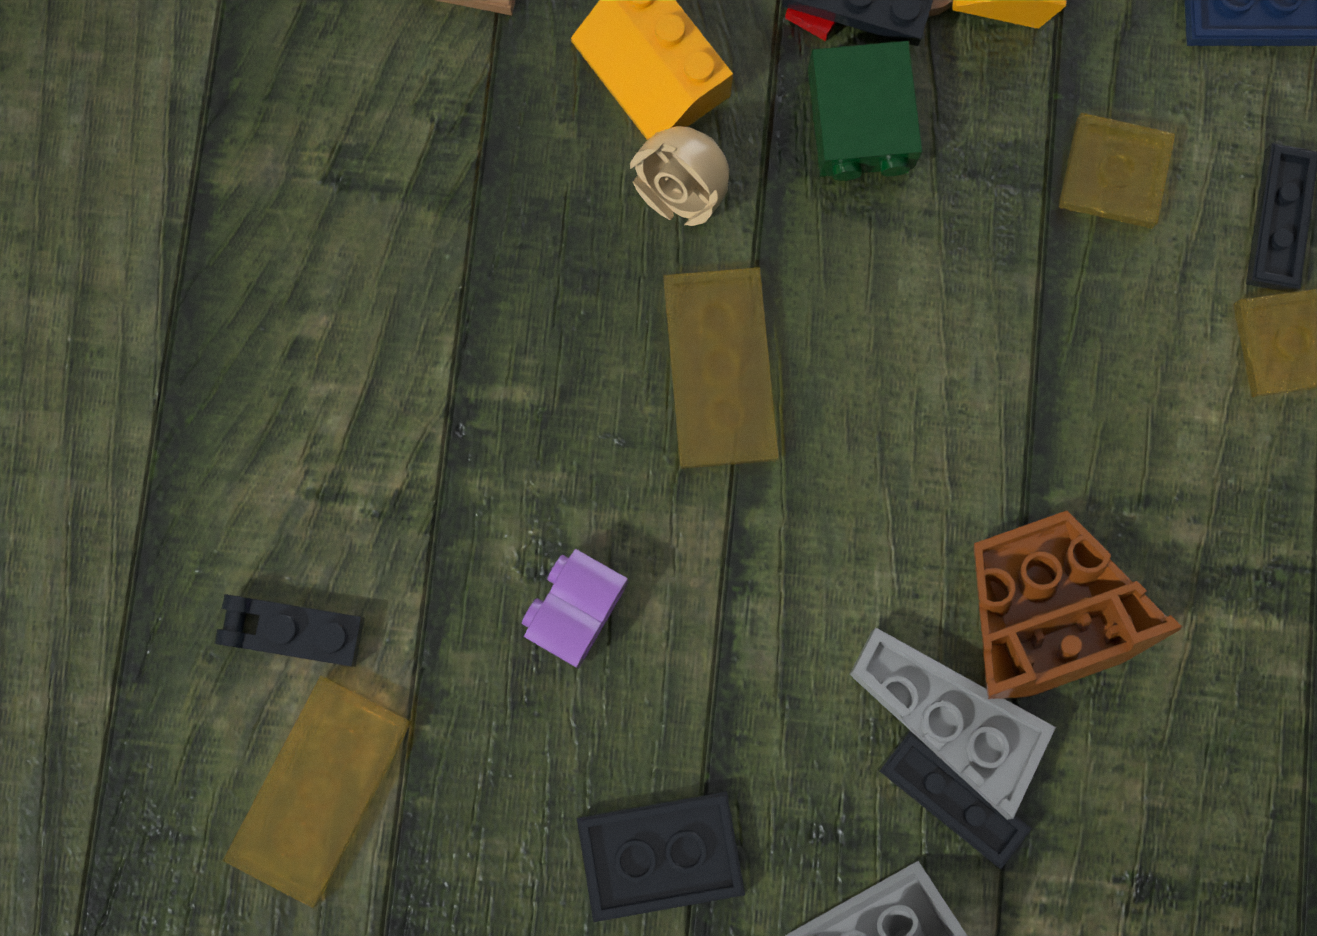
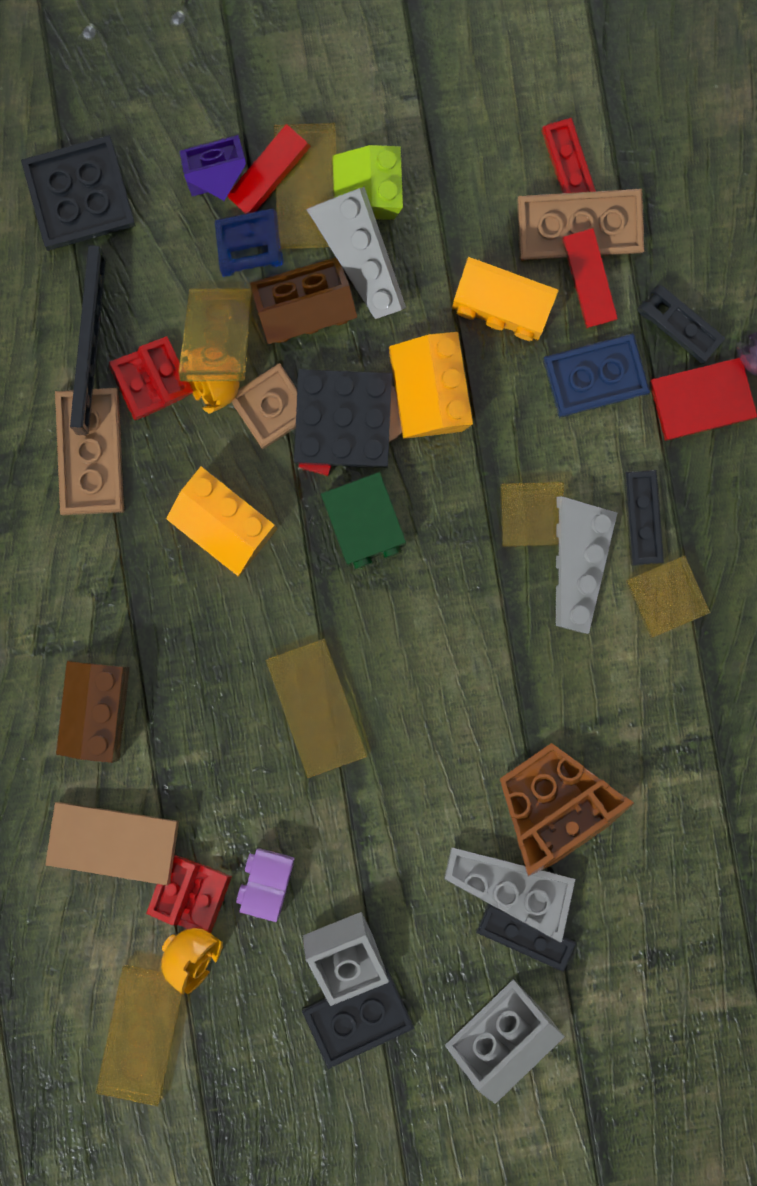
camera: 10 degrees left, 5 degrees up
(292, 631) = (97, 943): black plate -> none
(359, 484) = (112, 843): none -> medium nougat tile
(386, 281) = (92, 711): none -> reddish brown slope
(426, 685) = (188, 957): none -> light orange cylinder
(452, 595) = (191, 897): none -> red slope
(666, 755) = (345, 959): none -> light grey slope
(681, 174) = (260, 592): tan cylinder -> none
(1182, 239) = (583, 551): none -> light grey wing

